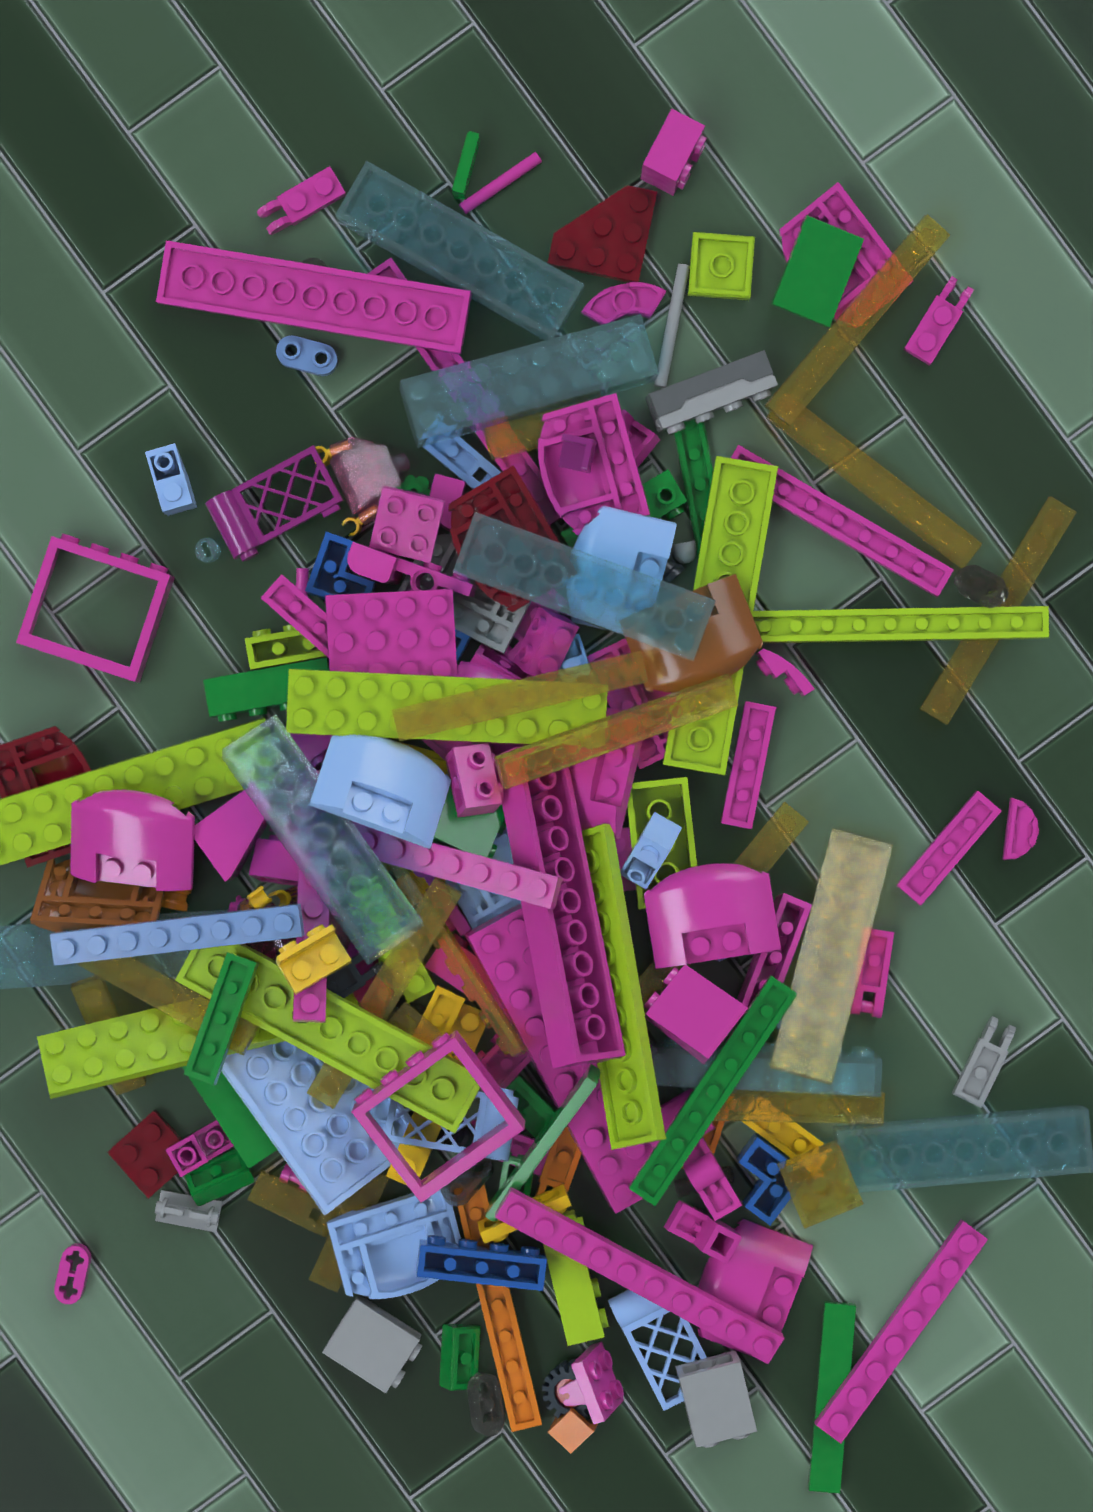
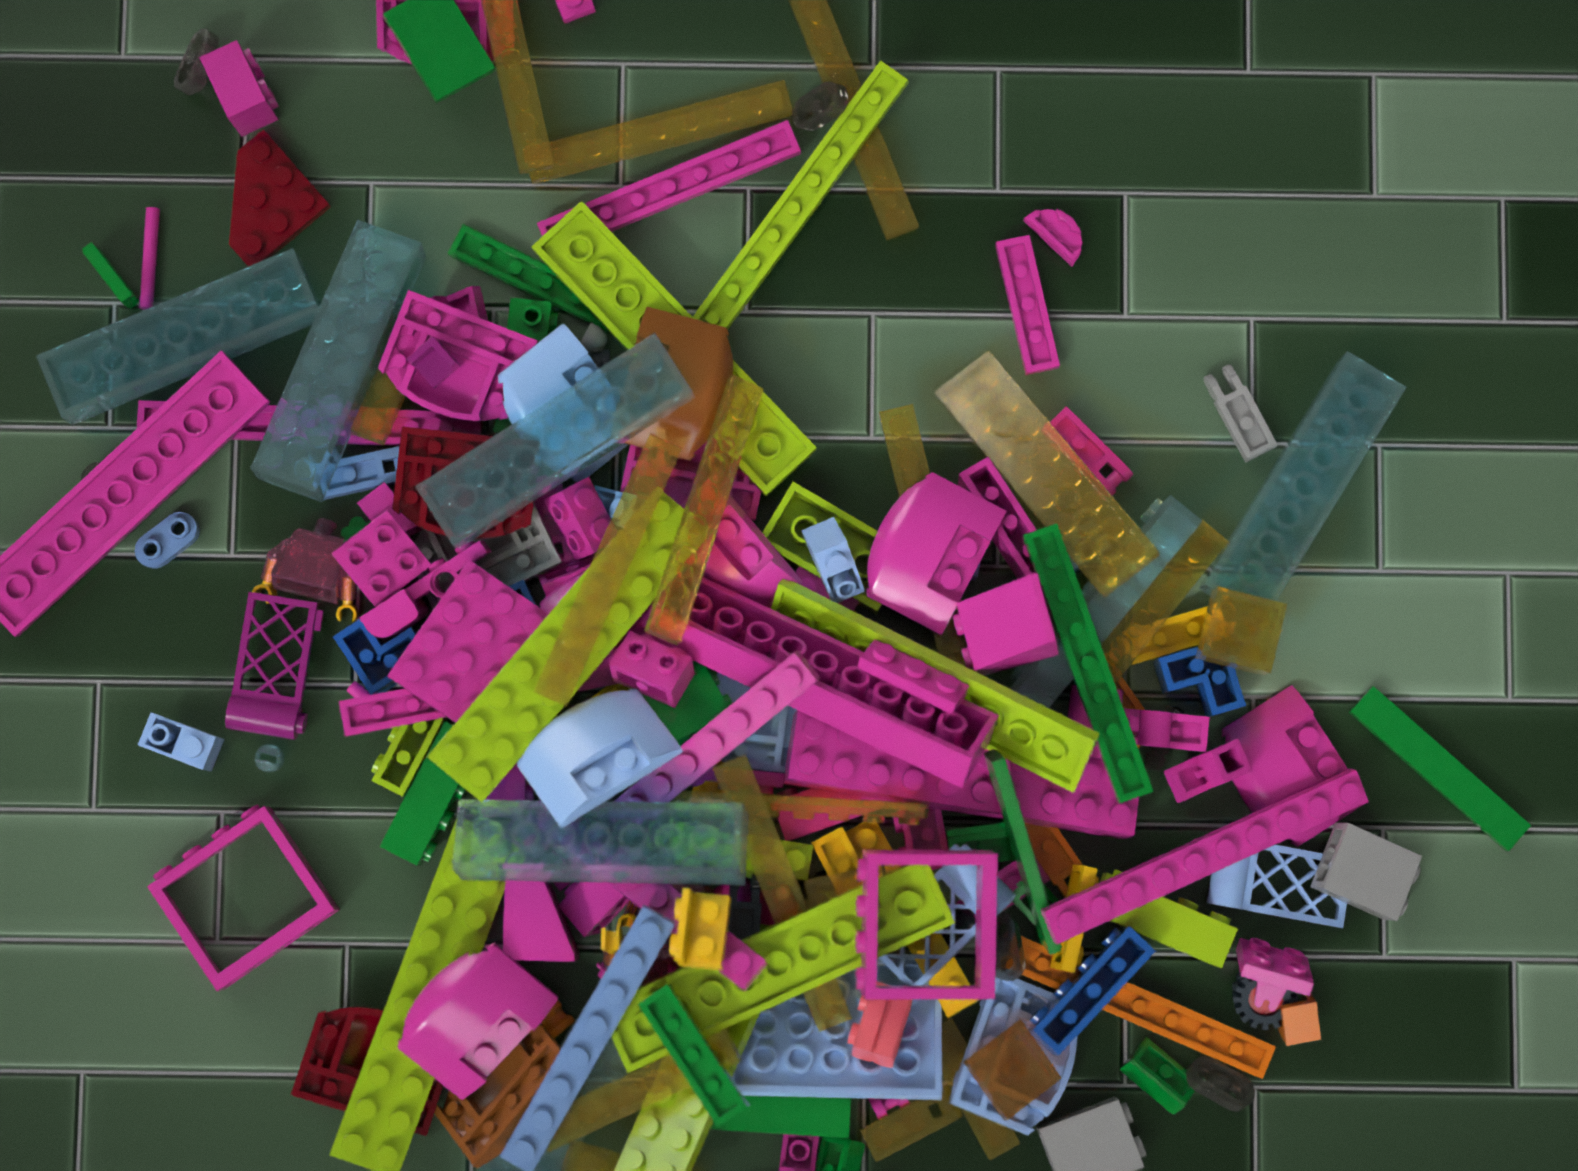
camera: 55 degrees left, 5 degrees down
(304, 200) = (29, 440): dark pink hinge -> none
(338, 1135) = (880, 1029): none -> coral brick
(383, 1249) = (1012, 1070): none -> clear orange plate
(607, 973) = (913, 676): none -> dark pink plate
(623, 301) = (335, 229): dark pink tile -> none
(657, 106) = (191, 74): none -> clear smoke plate
(672, 325) = (388, 203): light grey bar -> none
(710, 392) = (472, 211): piece -> none
(721, 266) = (370, 122): lime plate -> none
(748, 765) = (823, 423): dark pink plate -> none
(775, 665) = (753, 334): dark pink slope -> none
(900, 1331) = (1424, 663): dark pink plate -> none

